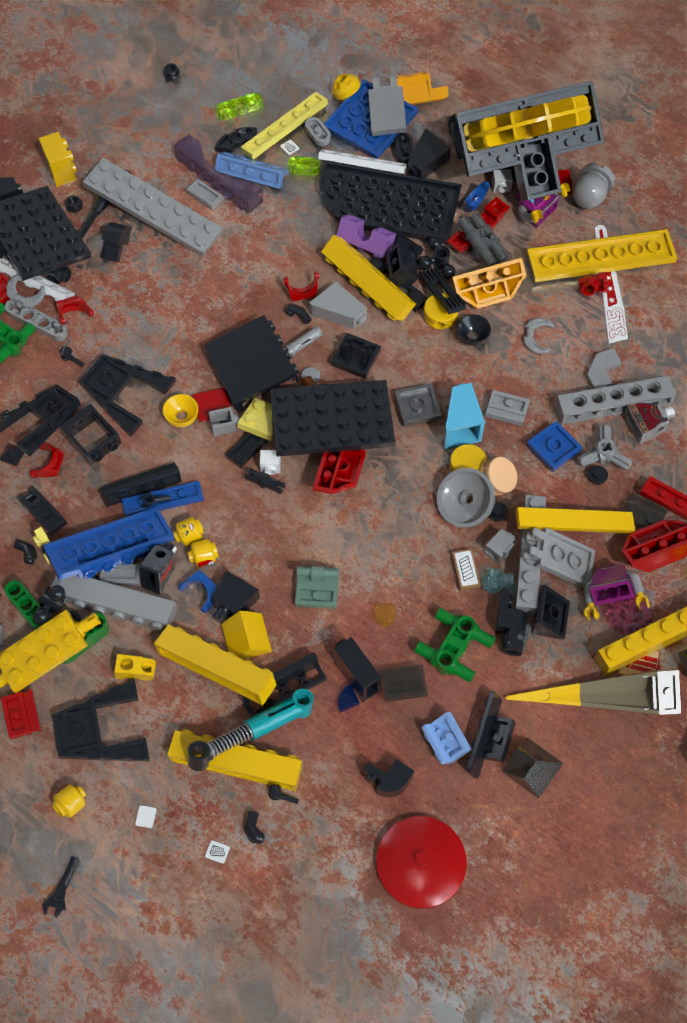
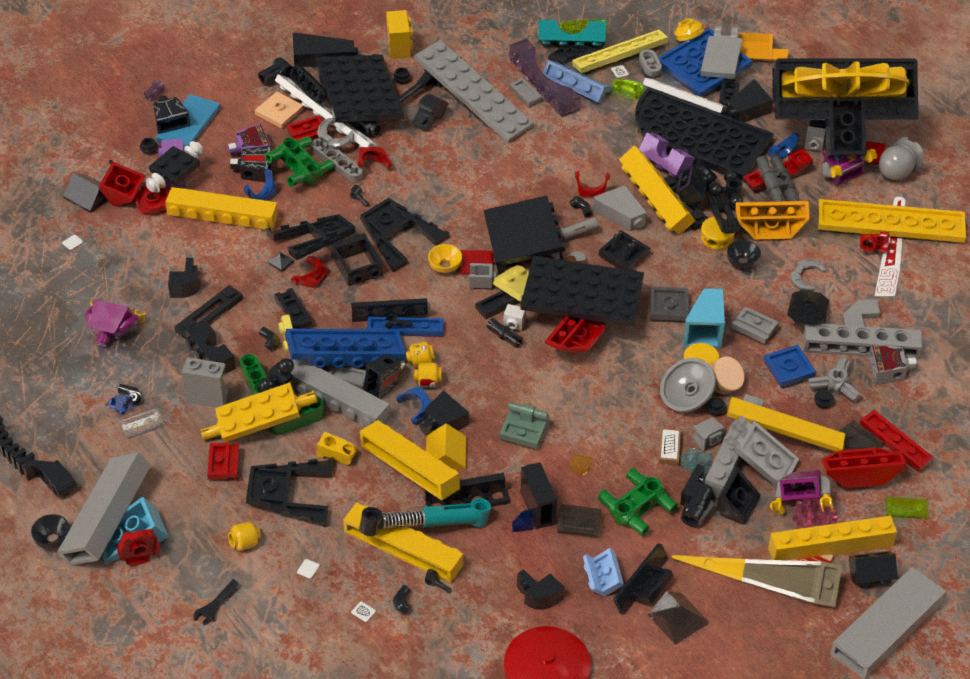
camera: 15 degrees right, 15 degrees down
(253, 111) = (593, 33): none -> teal arch
(553, 376) = (808, 307): none -> black shield

